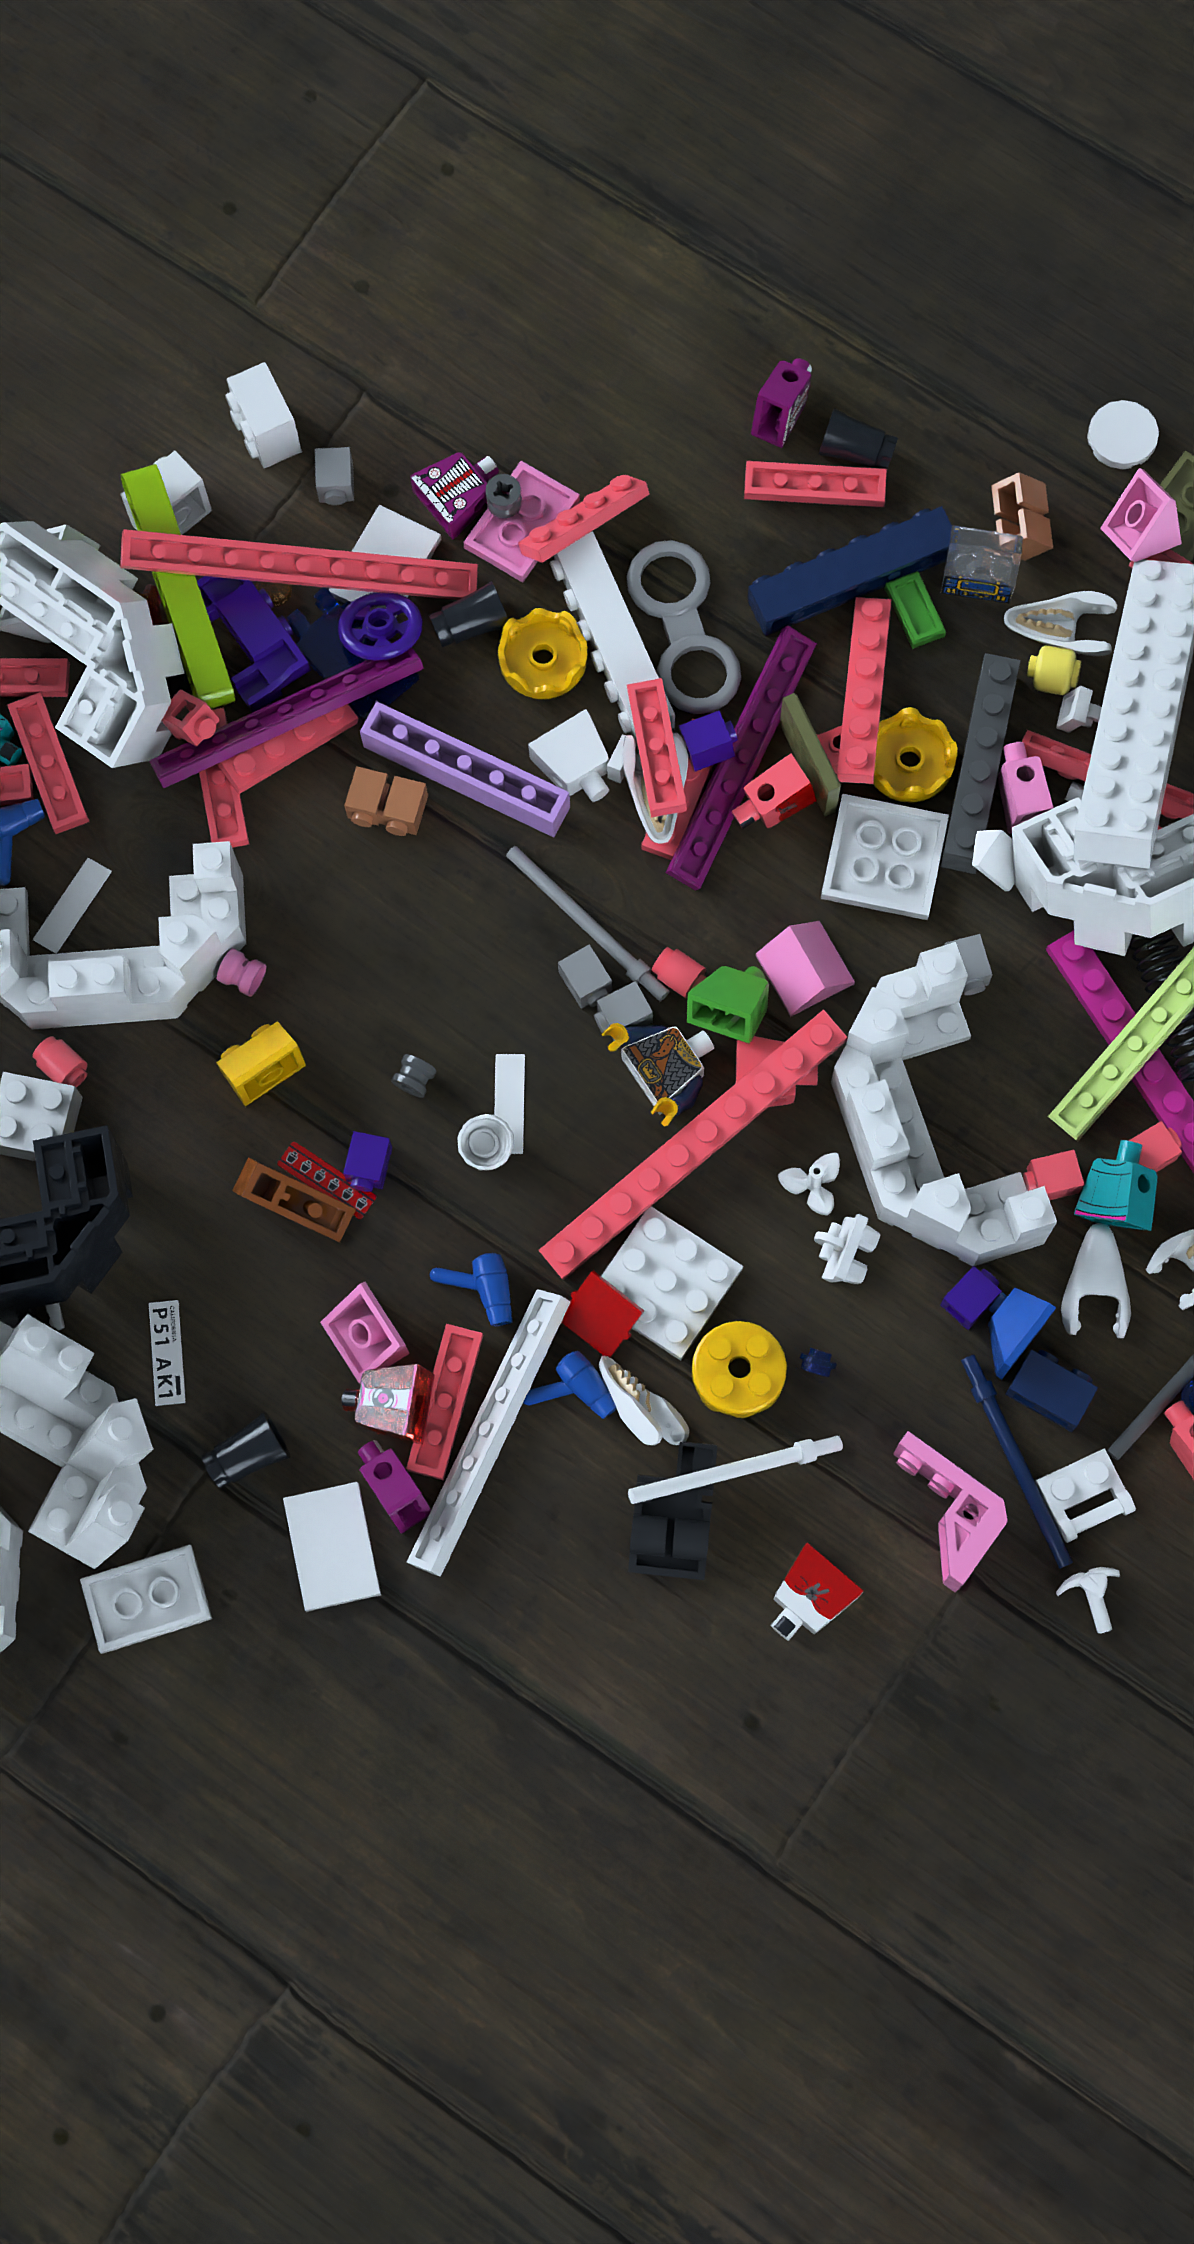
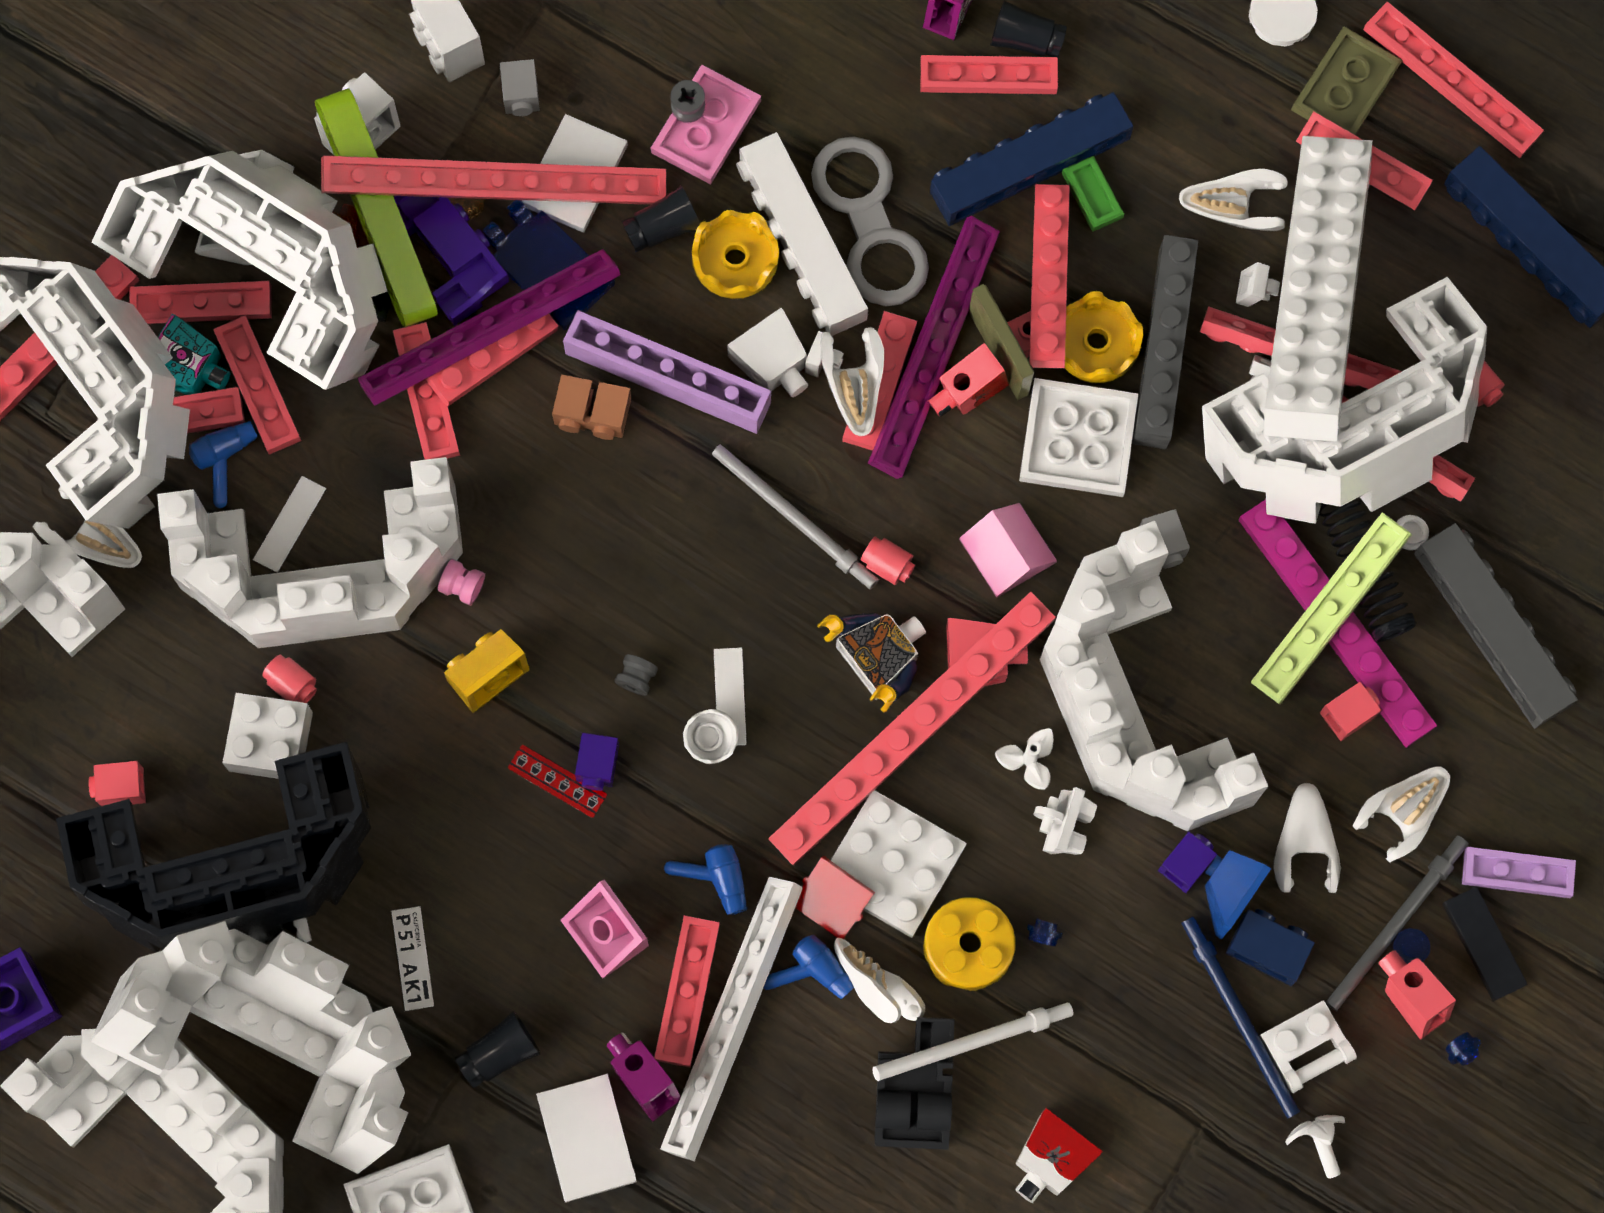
camera: 10 degrees left, 0 degrees up
(196, 725) = (403, 340): coral brick -> none
(293, 1199) = (527, 802): dark orange slope -> none
(380, 626) = (577, 227): dark purple plate -> none
(392, 1401) = (637, 994): clear red torso -> none
(454, 490) = (638, 97): torso -> none
(583, 518) = (766, 119): coral plate -> none
(585, 977) = (797, 570): light grey brick -> none
(624, 1007) = (836, 598): light grey brick -> none
(656, 747) = (853, 343): coral plate -> none
(708, 740) = (902, 332): dark purple brick -> none
(730, 1002) = (939, 588): bright green torso -> none
(960, 1539) = (1192, 1097): bright pink bracket -> none
(981, 564) = (1156, 147): clear slope -> none
(995, 857) = (1186, 433): white slope -> none
(1022, 786) = (1209, 376): bright pink torso -> none
(1024, 503) = (1191, 84): nougat piece -> none
(1054, 670) = (1231, 247): light yellow head -> none
(1057, 1173) = (1262, 737): coral brick -> none
(1119, 1190) = (1324, 751): teal torso -> none
(1143, 519) = (1308, 97): bright pink slope -> none

